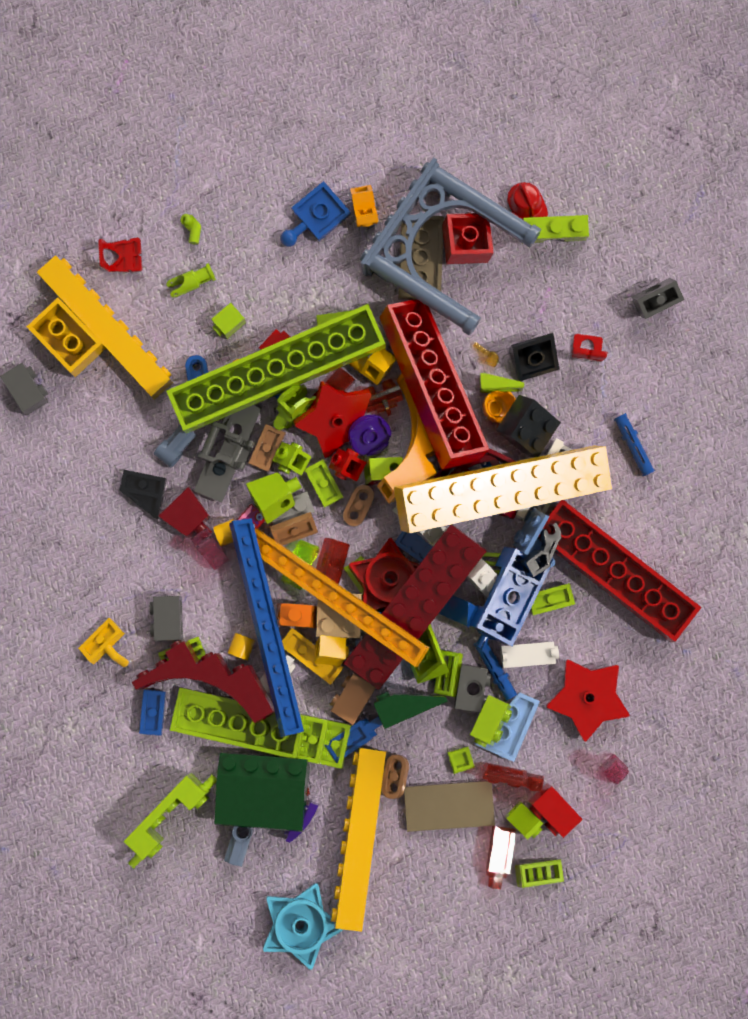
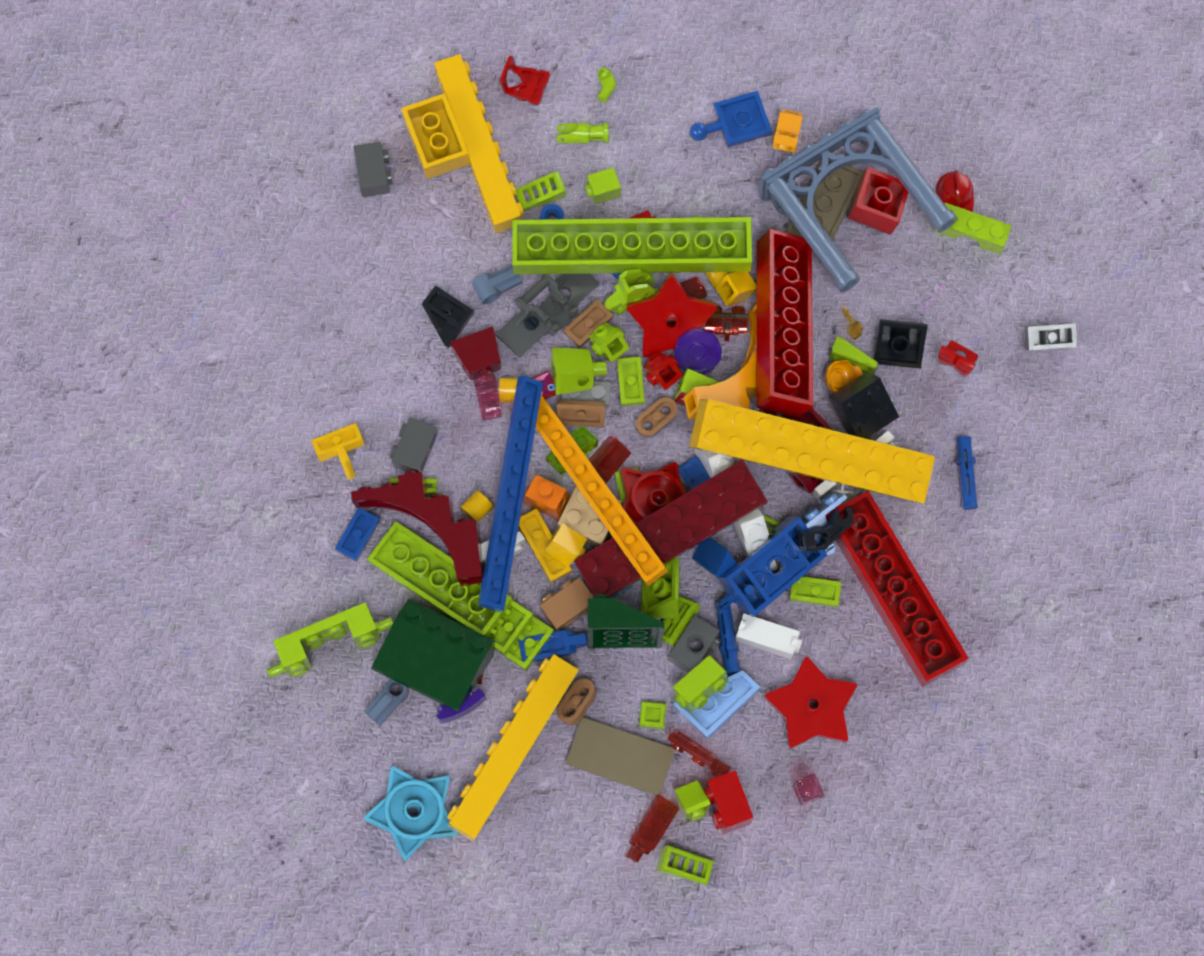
camera: 20 degrees right, 10 degrees down
(194, 342) = (537, 184): none -> lime slope

